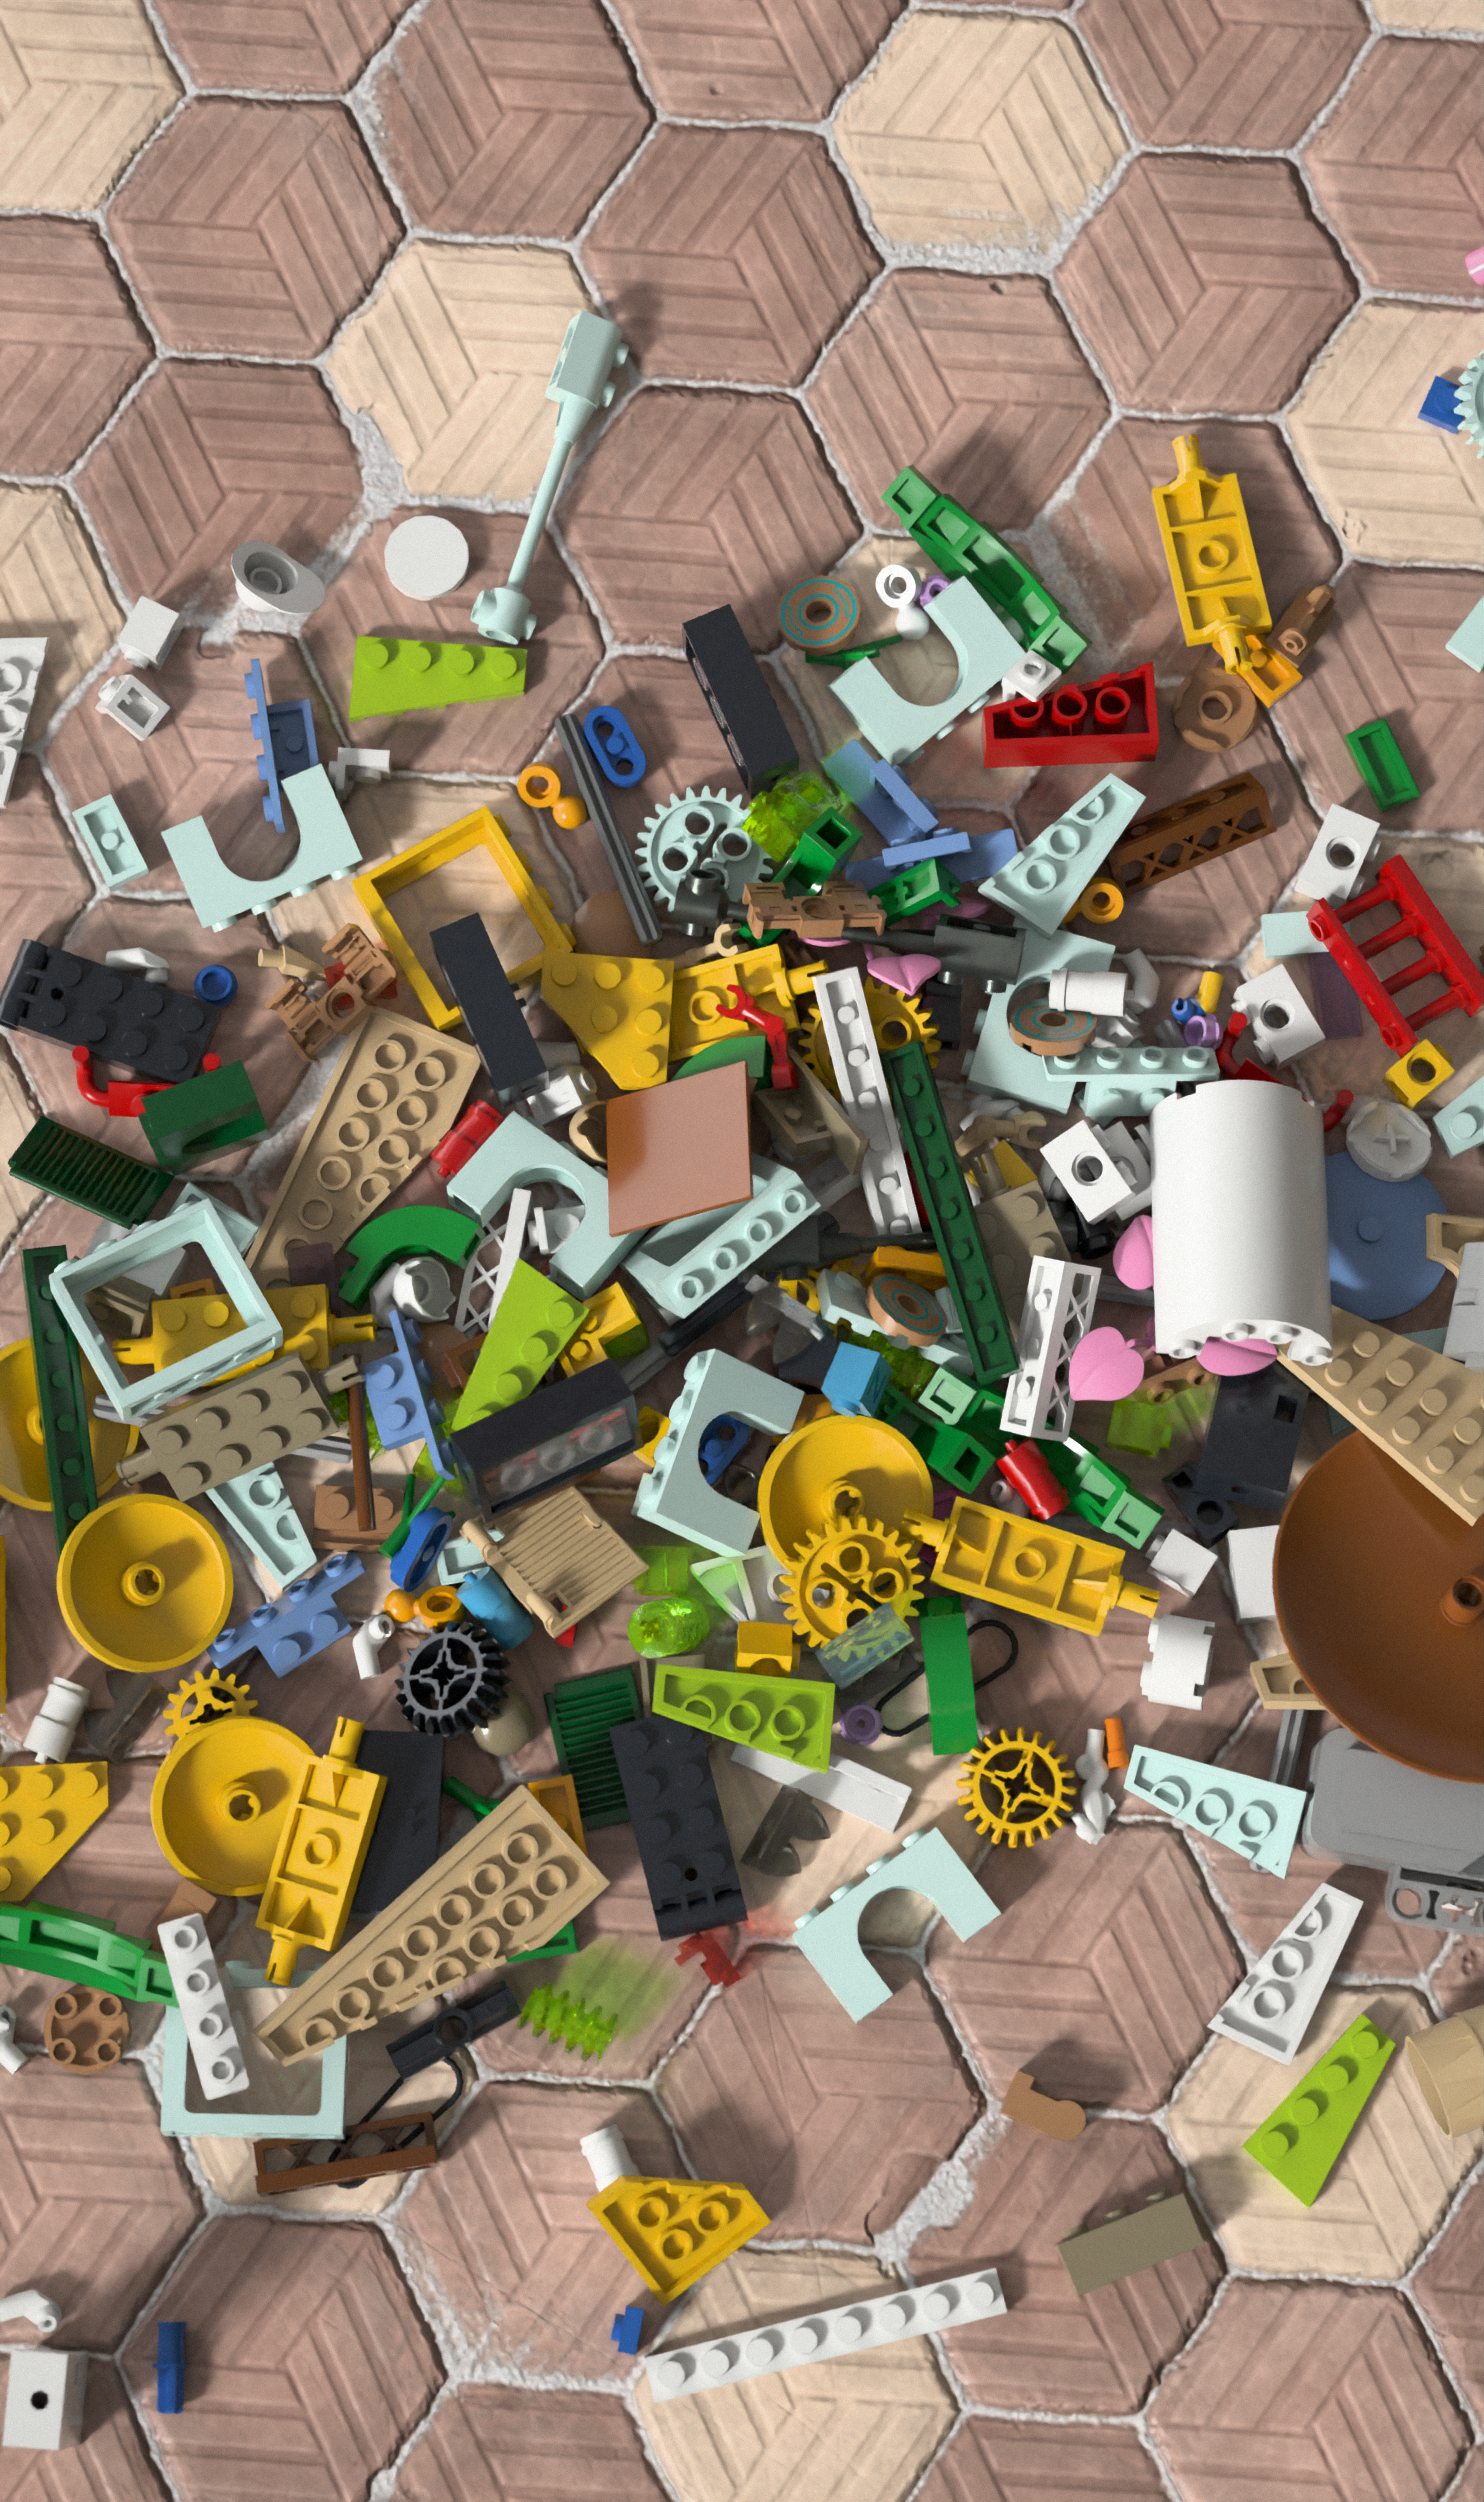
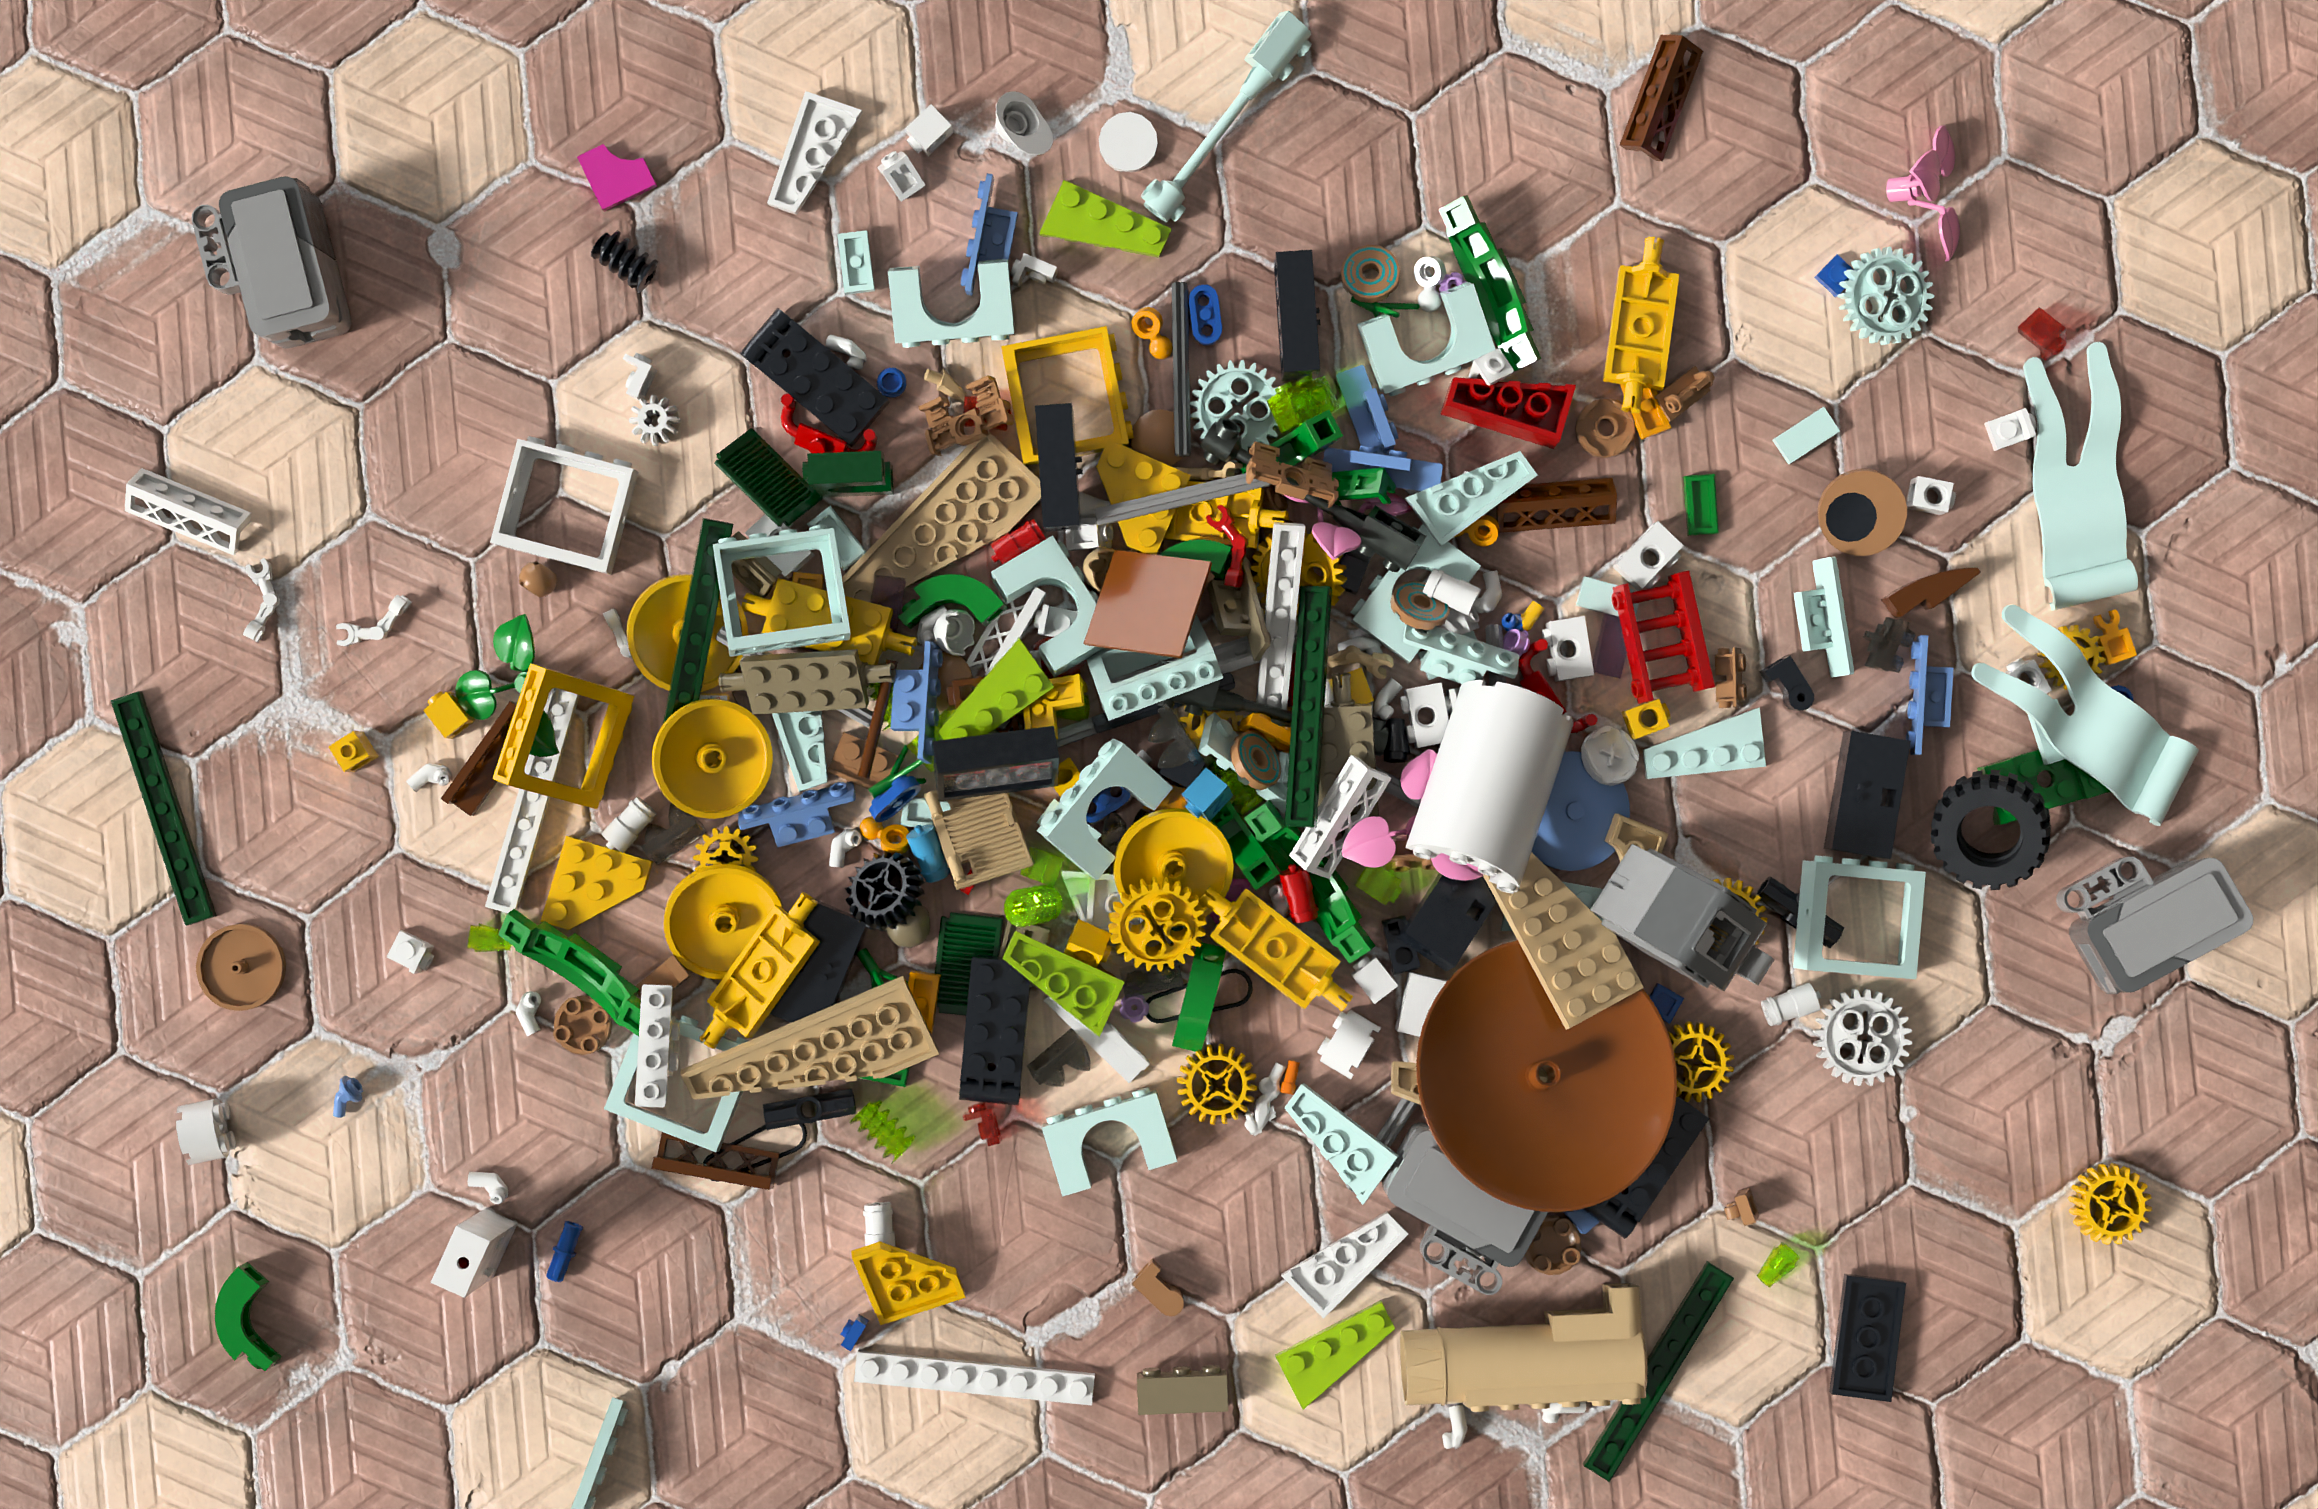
camera: 25 degrees right, 10 degrees up
(668, 995) = (1175, 498): none -> light grey axle
(864, 1646) = (1151, 965): clear light blue tile -> none
(1067, 1156) = (1395, 698): white brick -> none
(1116, 250) = (1658, 92): none -> reddish brown fence

